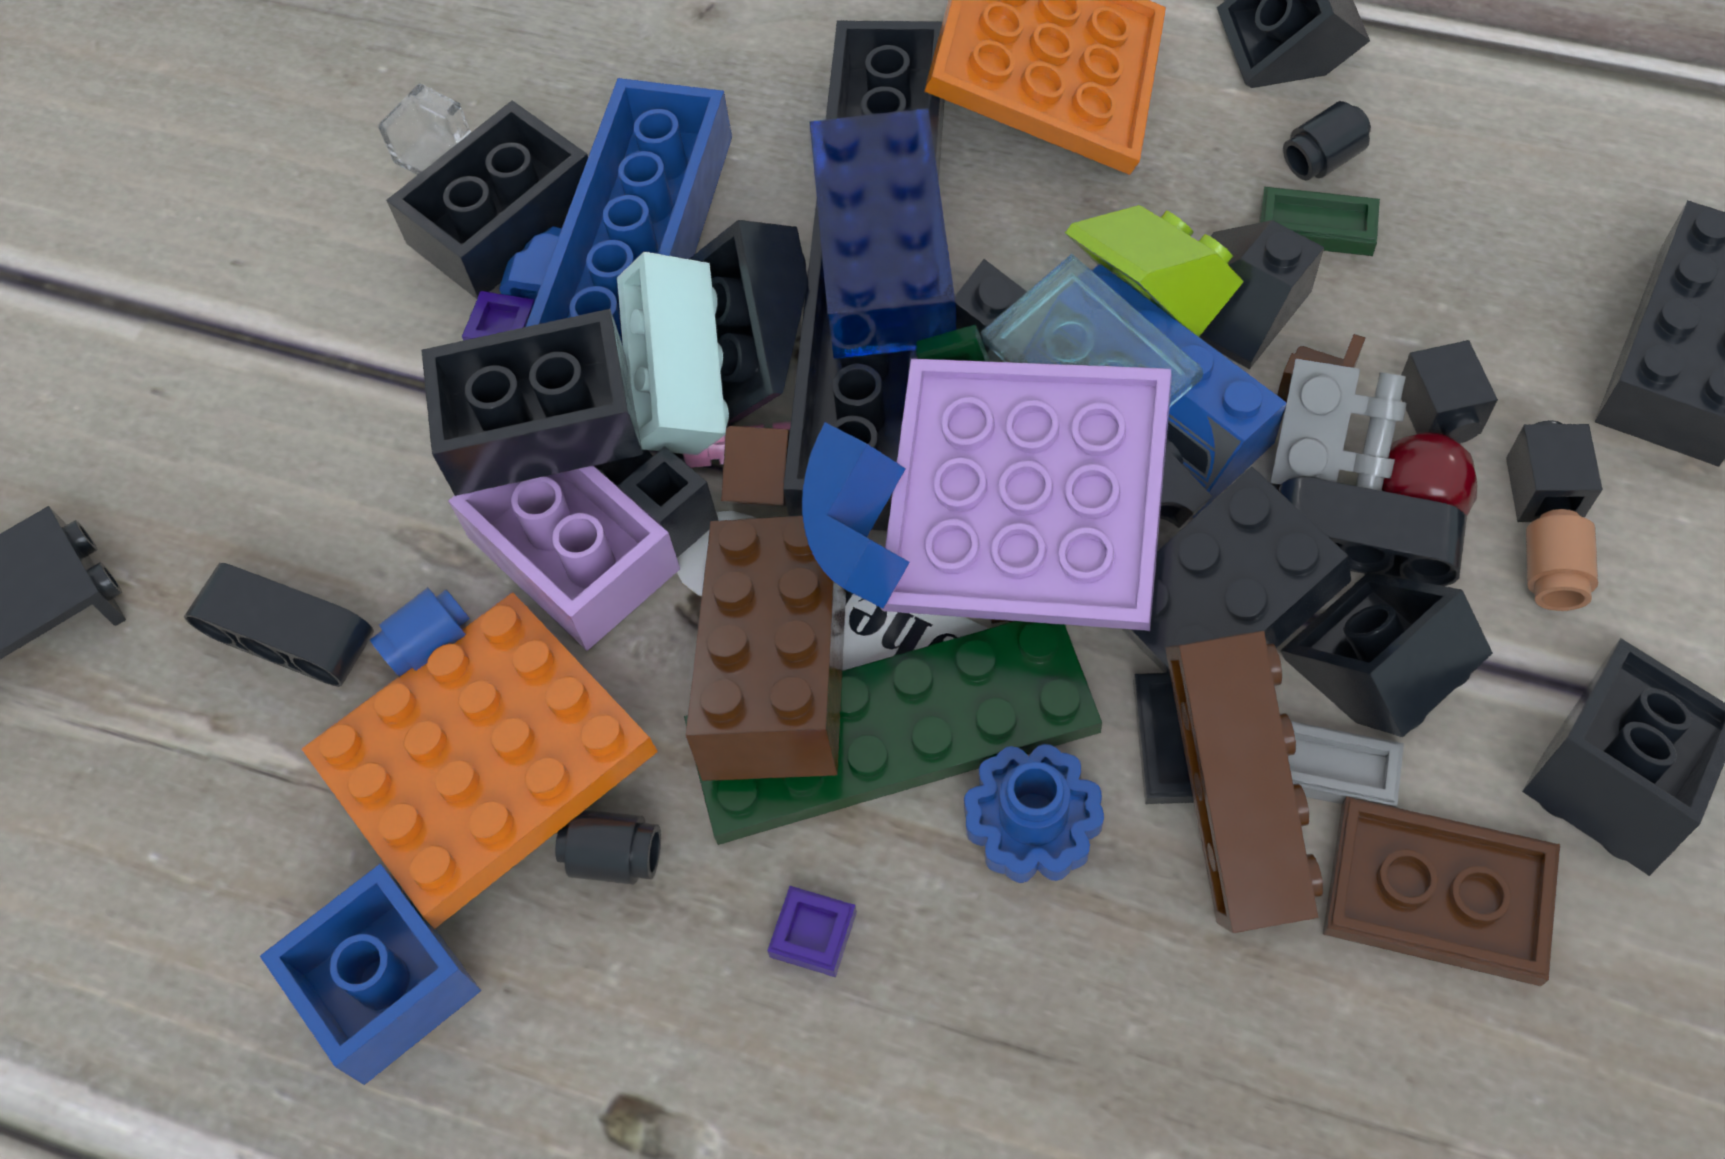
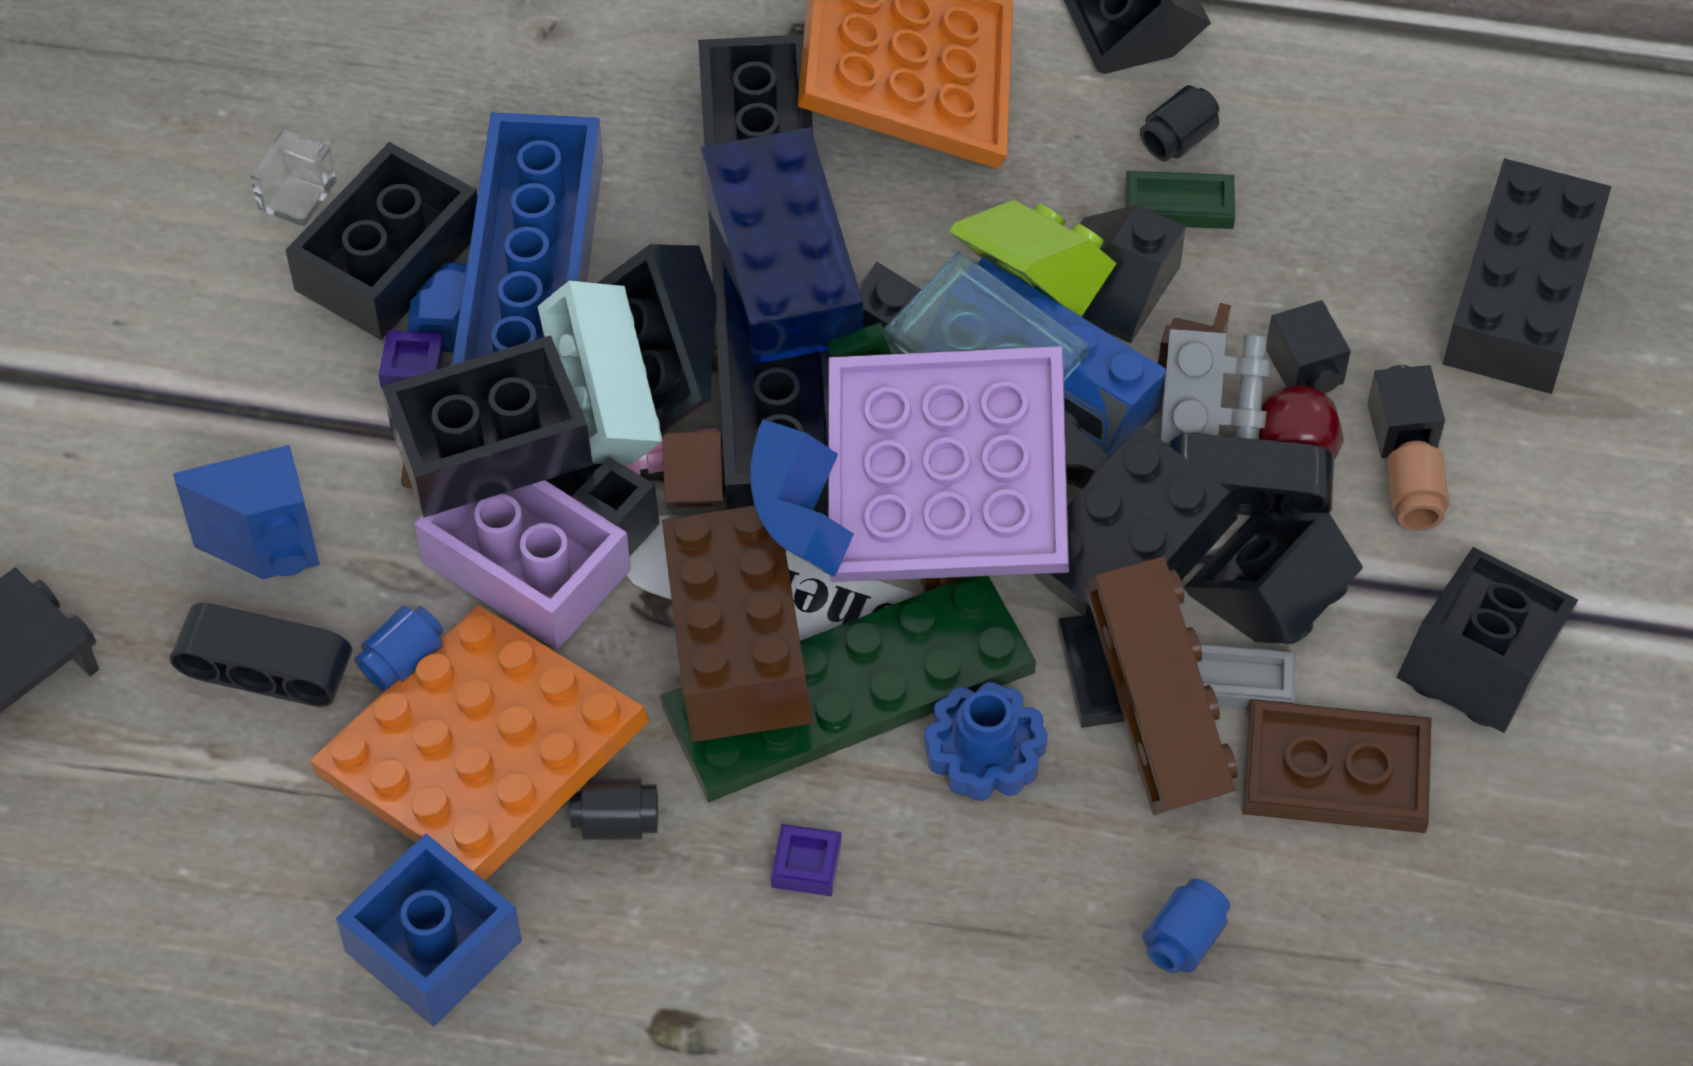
camera: 15 degrees left, 5 degrees down
(298, 468) = (250, 513): none -> blue slope
(1242, 1081) = (1186, 926): none -> blue brick

